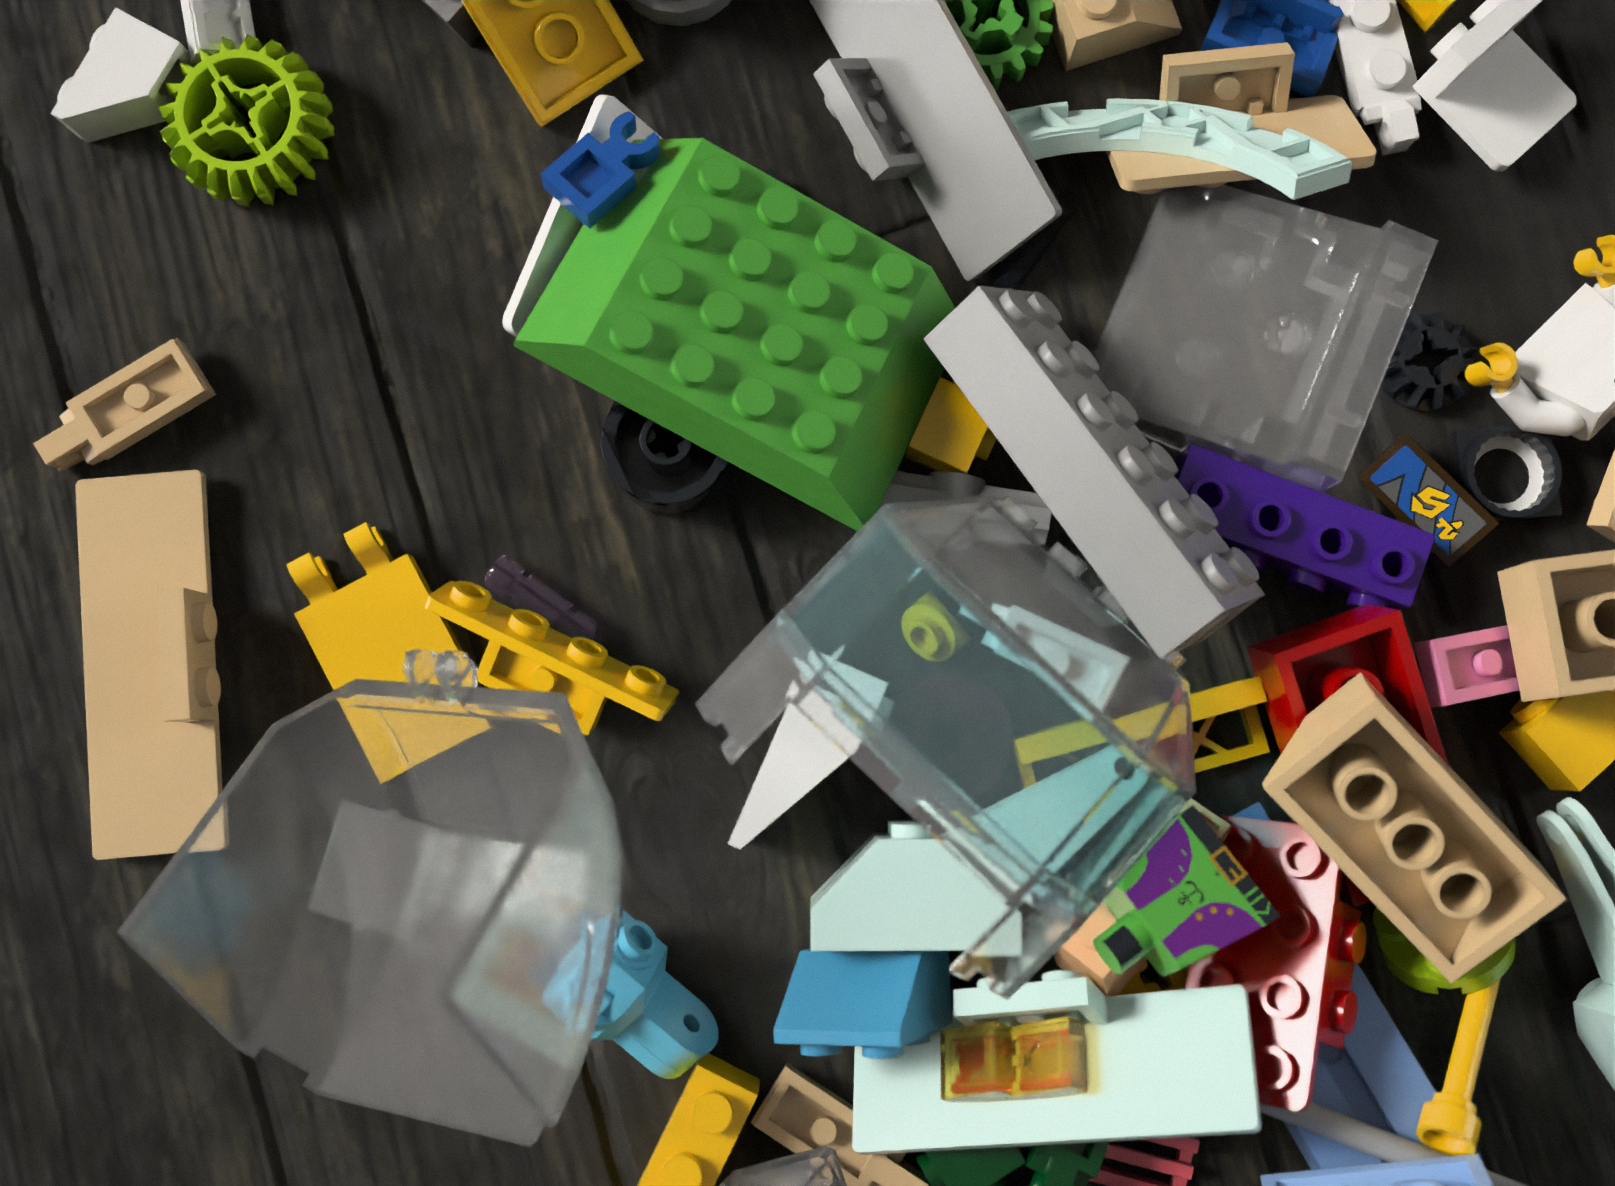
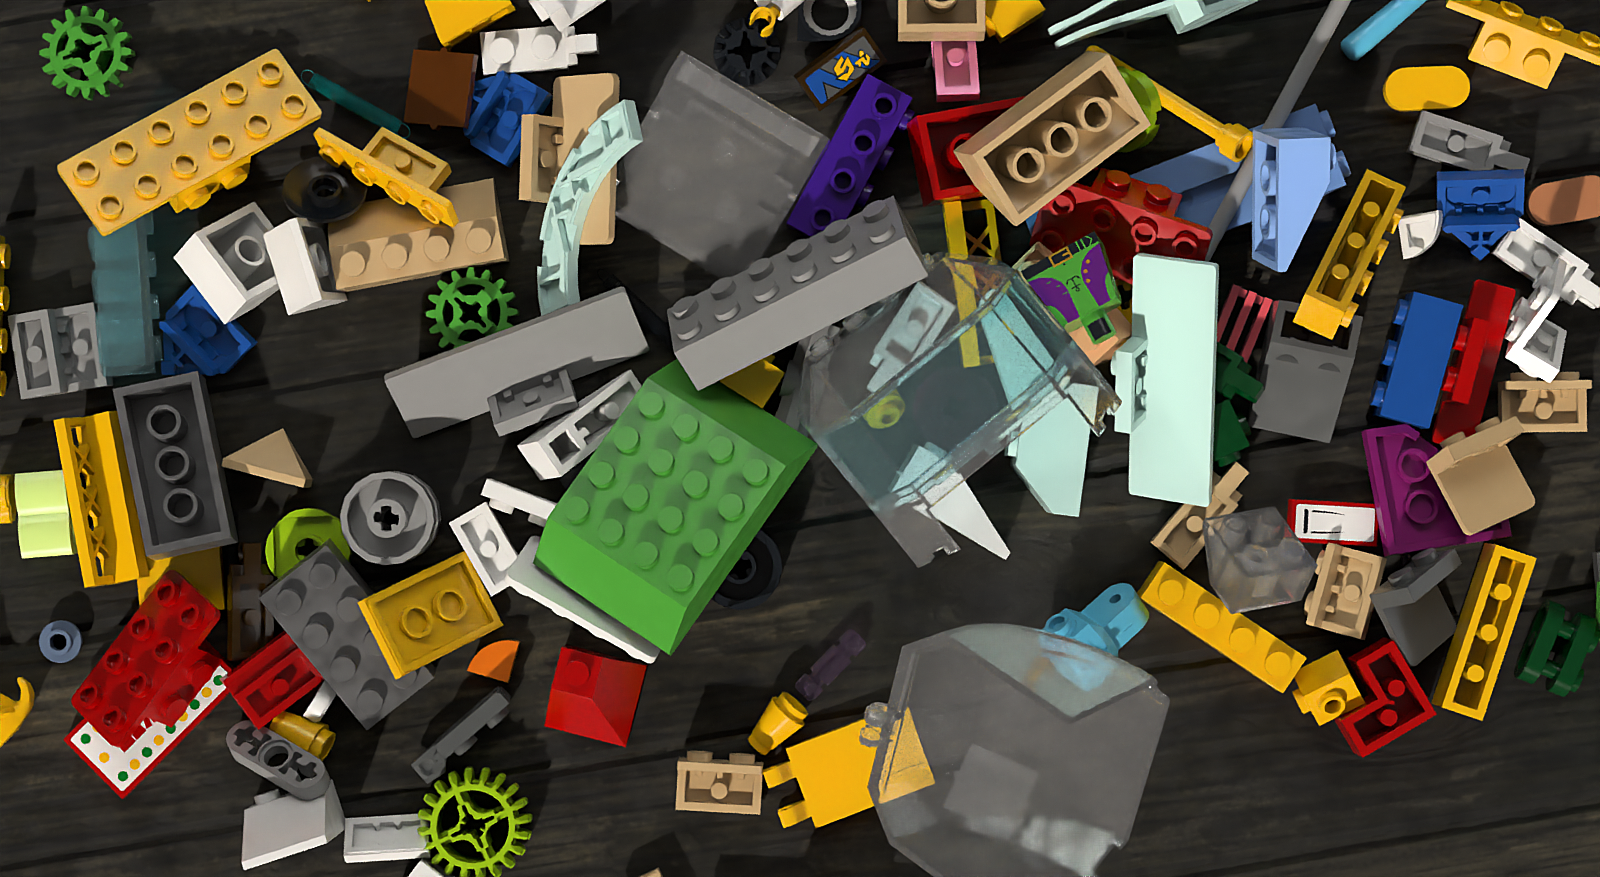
camera: 90 degrees left, 5 degrees up
(344, 462) = (719, 784): none -> tan bracket
(373, 85) = (461, 734): none -> dark grey hinge
(446, 538) = (778, 722): none -> yellow cone
(457, 264) = (594, 695): none -> red slope
(490, 124) = (496, 660): none -> orange tile
(535, 657) = (873, 664): yellow bracket -> none
(597, 175) = (564, 589): blue plate -> none
(658, 80) = (485, 546): none -> white plate
(727, 103) = (507, 497): none -> white plate
(826, 173) = (578, 432): none -> white slope
(864, 1001) = (1113, 486): dark azure slope -> none
(1013, 1062) = (1164, 400): clear yellow slope -> none

